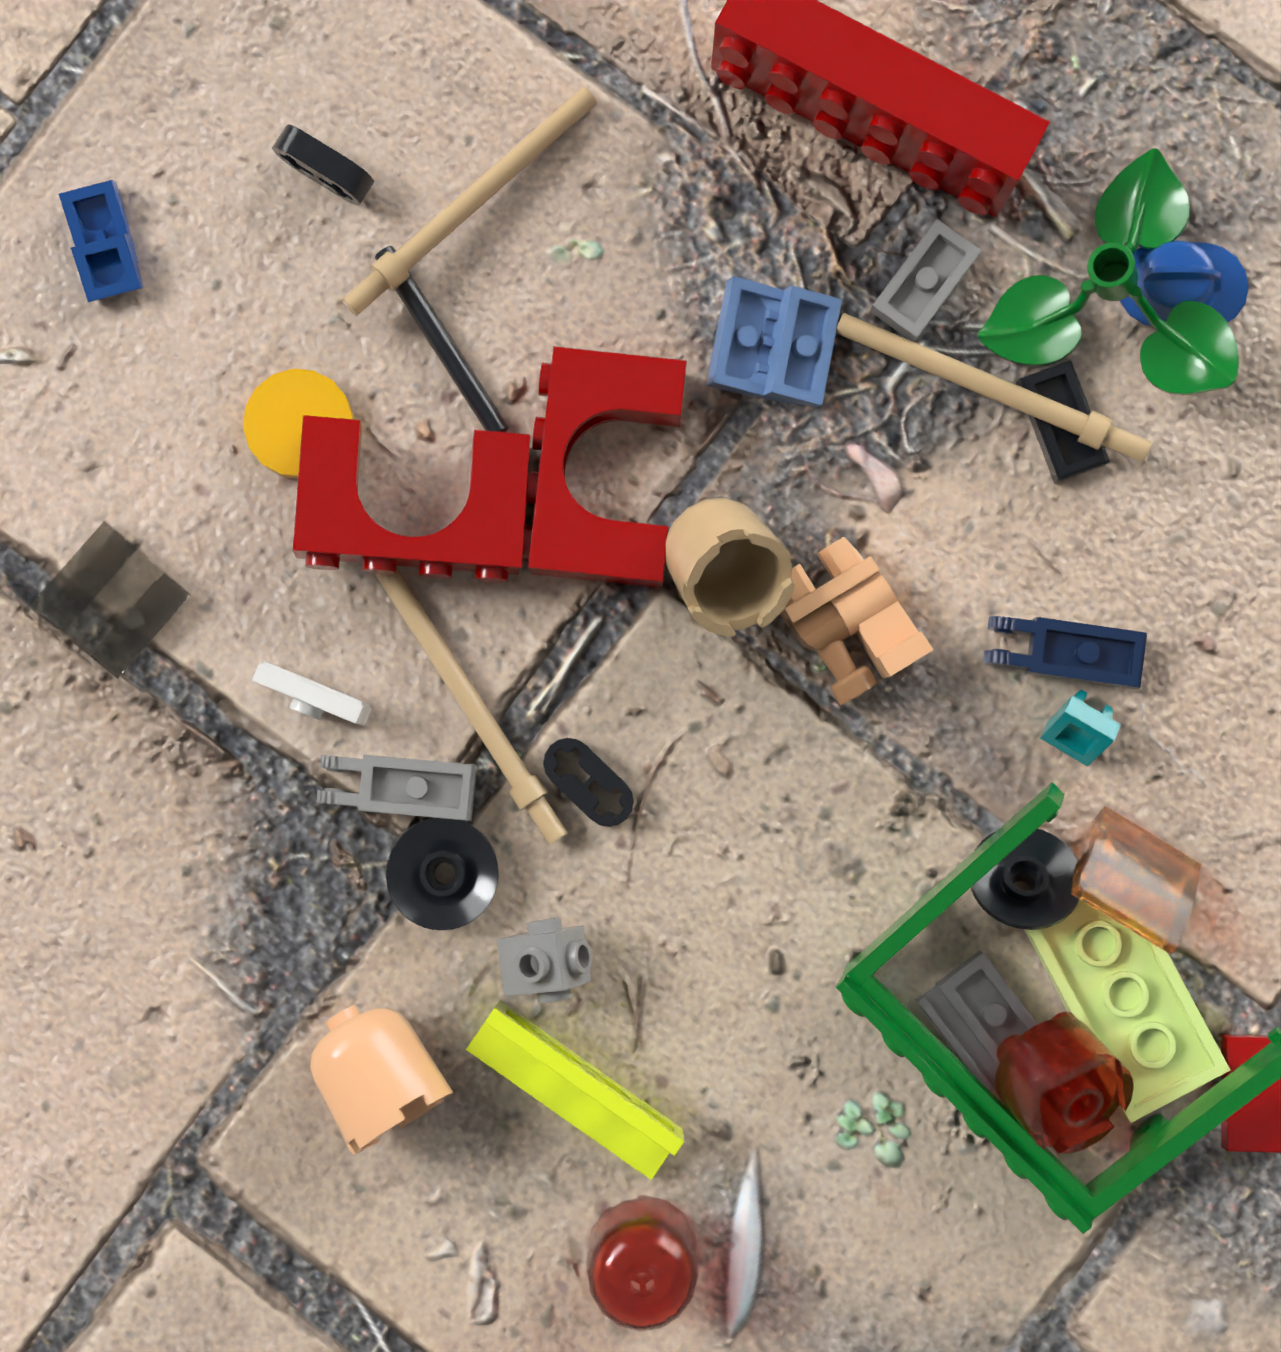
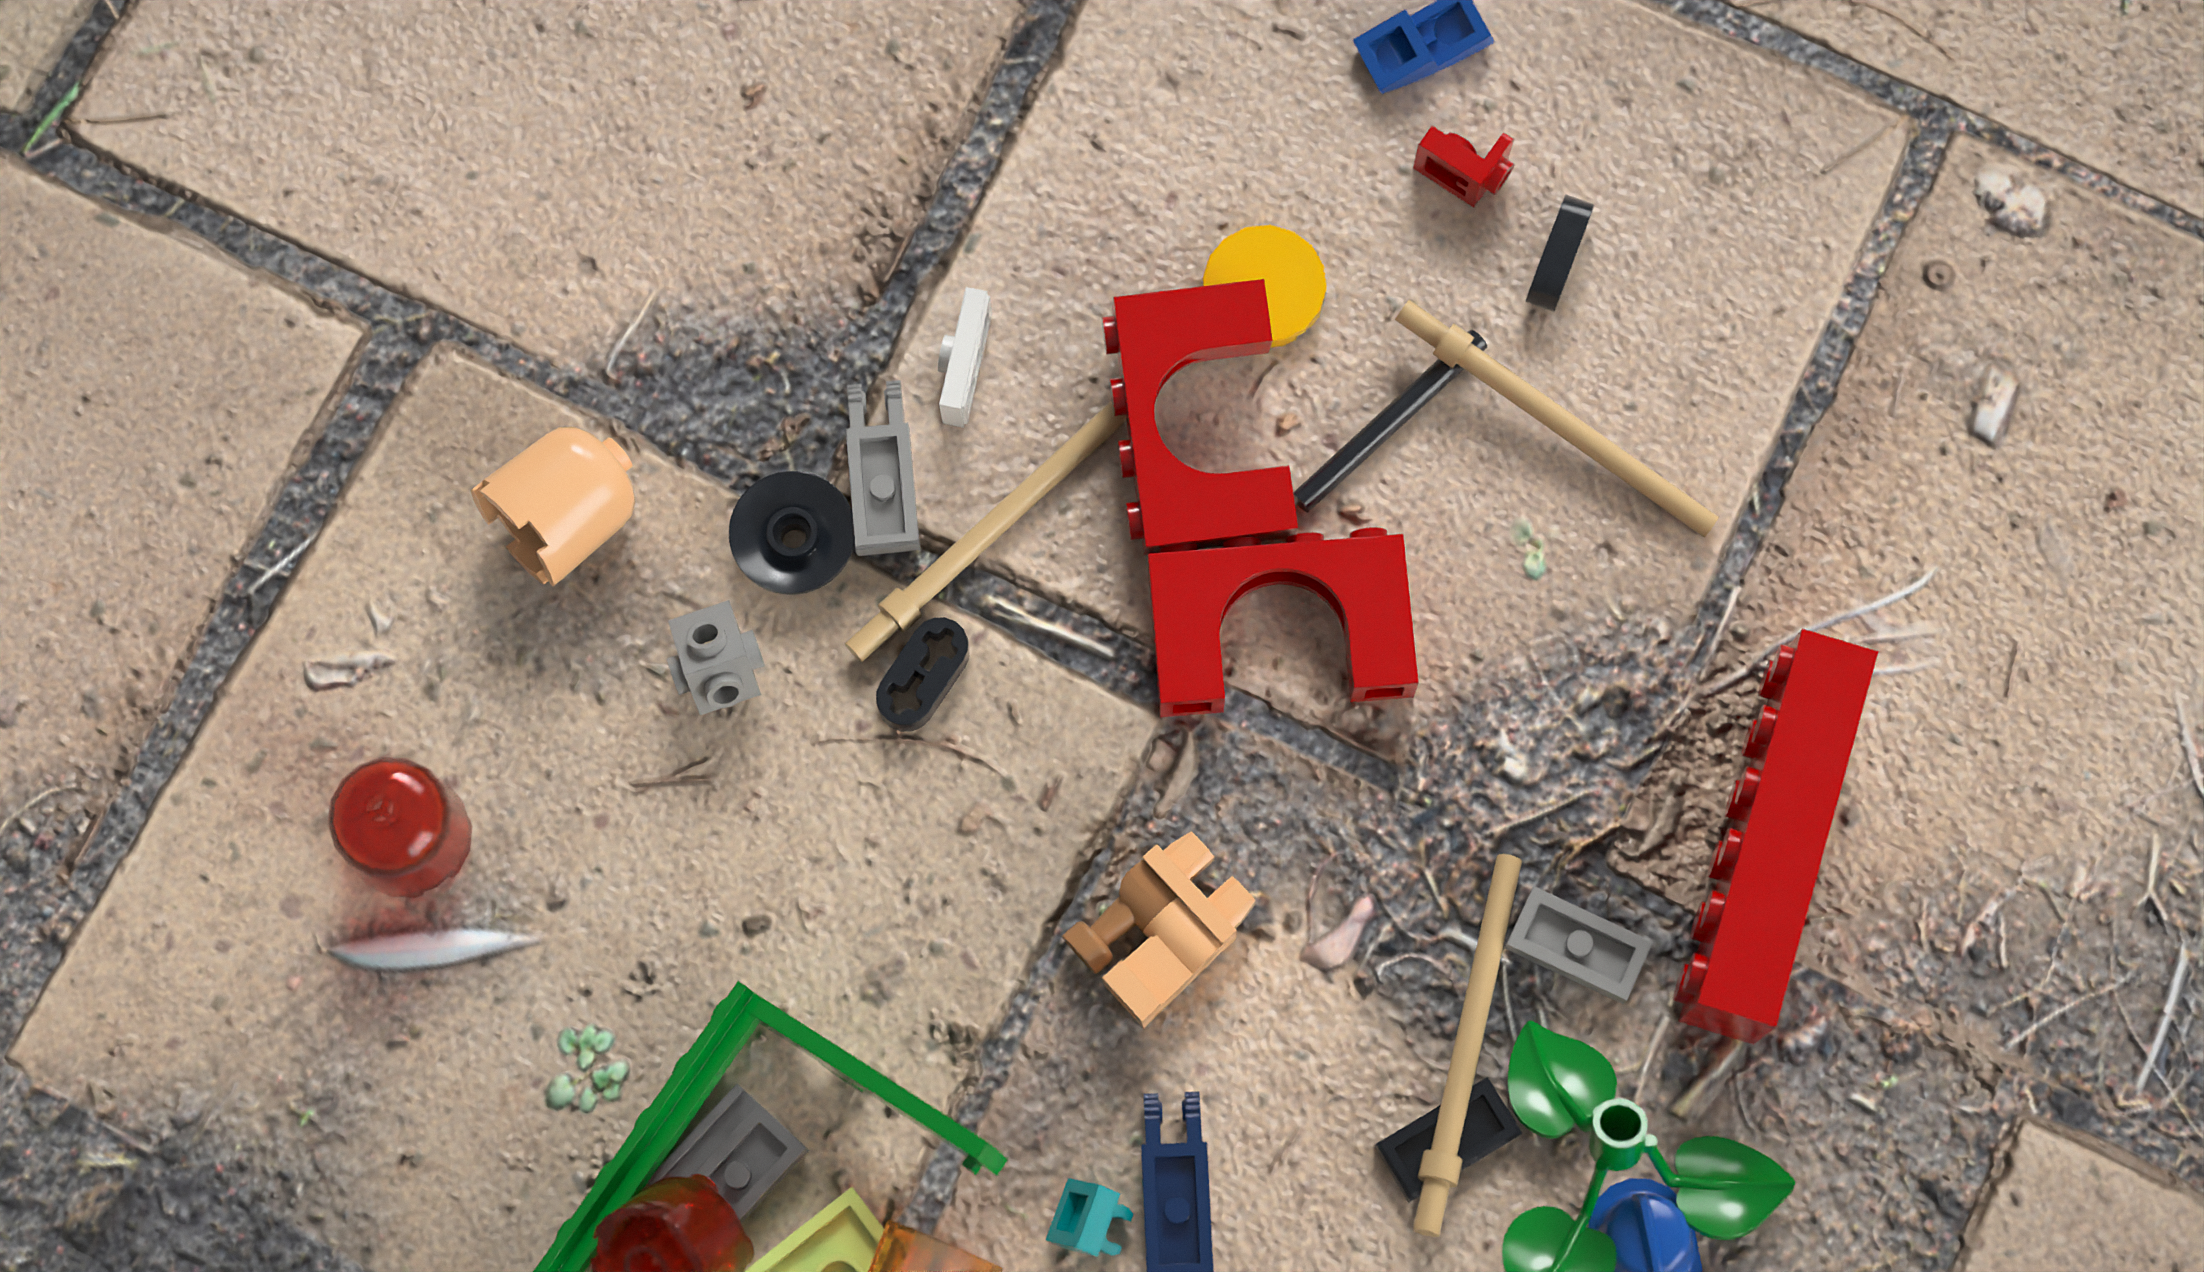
camera: 80 degrees right, 10 degrees down
(111, 599) = (1031, 130): clear smoke slope -> none
(225, 235) = (1458, 169): none -> red bracket
(576, 1090) = (578, 723): neon yellow fence -> none
(728, 566) = (1189, 767): tan cylinder -> none
(774, 342) = (1469, 787): medium blue slope -> none
(1048, 869) = (920, 1165): black dish -> none

